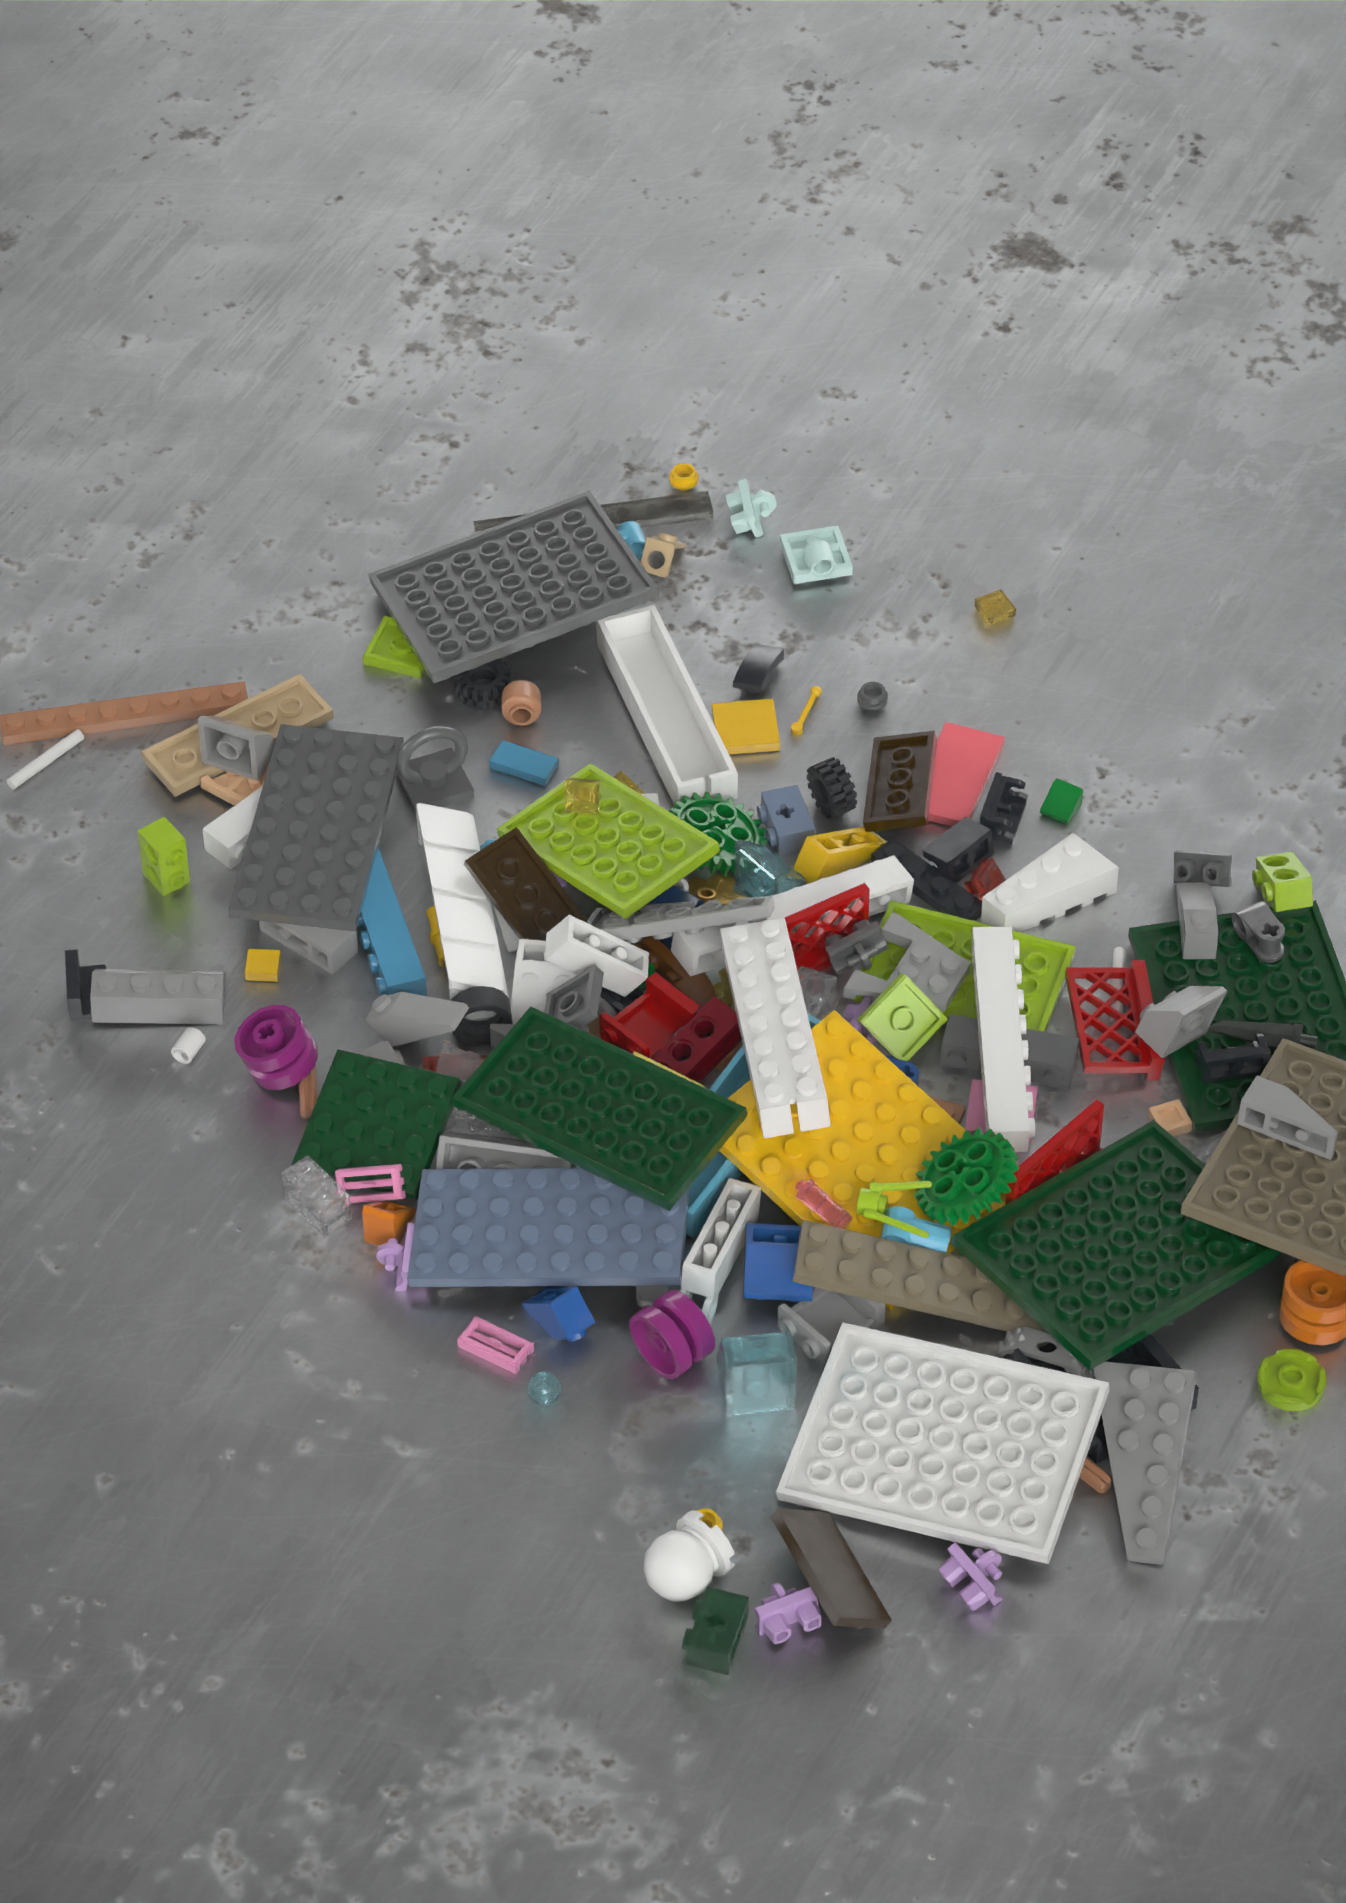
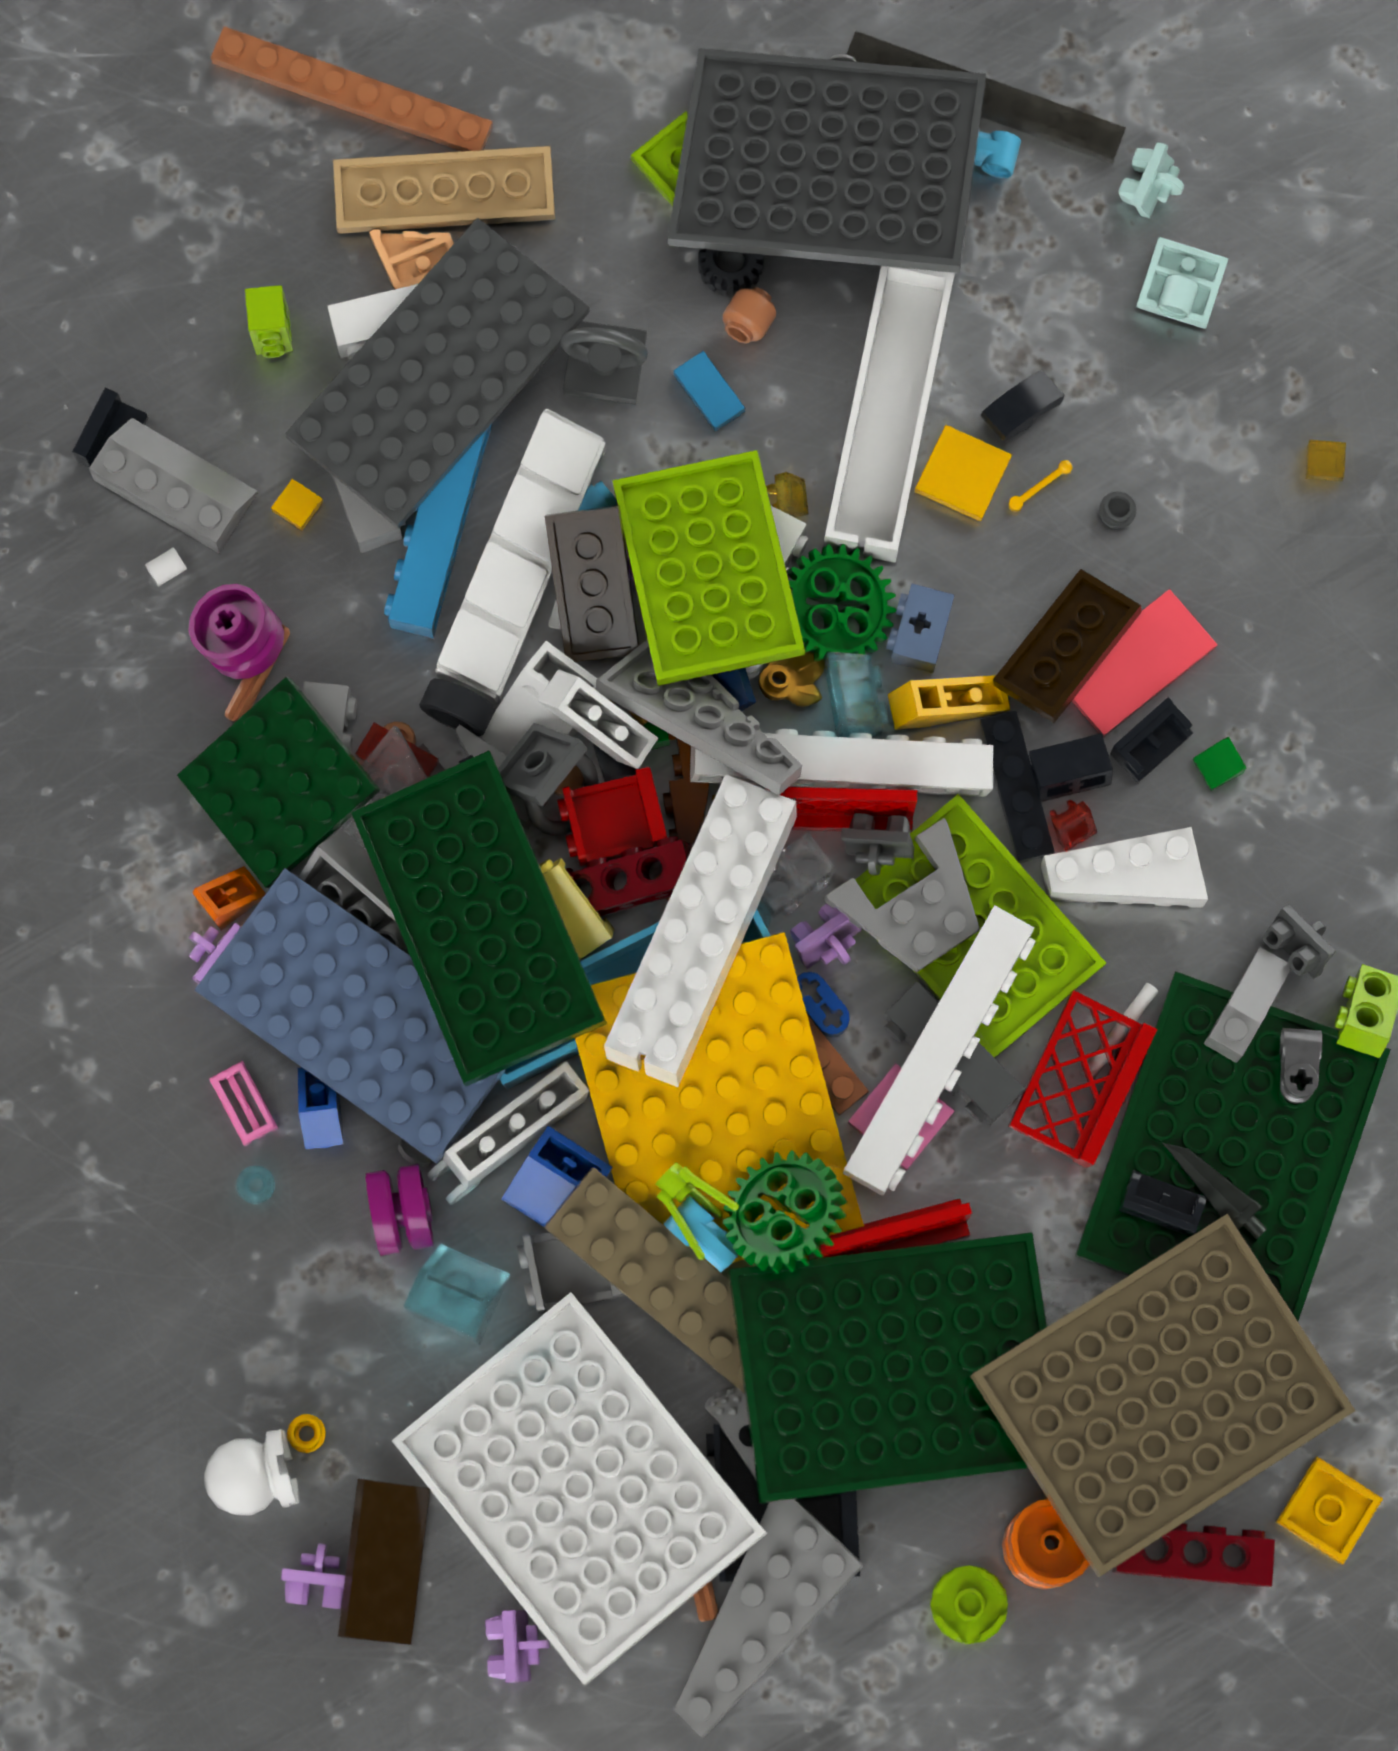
camera: 30 degrees right, 30 degrees up
(45, 759) = (239, 109): white bar -> none
(234, 747) = (419, 217): light grey slope -> none
(316, 1196) = (174, 831): clear brick -> none
(396, 1181) = (230, 849): bright pink tile -> none
(413, 1017) = (388, 677): light grey slope -> none
(582, 795) = (710, 502): clear yellow tile -> none
(664, 543) = (1029, 180): tan bracket -> none
(683, 476) = (1116, 84): yellow plate -> none
(716, 1630) = (232, 1582): clear green brick -> none
(822, 1204) = (628, 1155): clear pink piece -> none
(831, 787) = (988, 617): black tyre -> none
(902, 1018) = (862, 963): lime tile -> none
(1171, 1117) = (1061, 1226): light nougat tile -> none
(1179, 1018) = (1133, 1133): light grey slope -> none
(1286, 1117) = (1145, 1325): light grey slope -> none

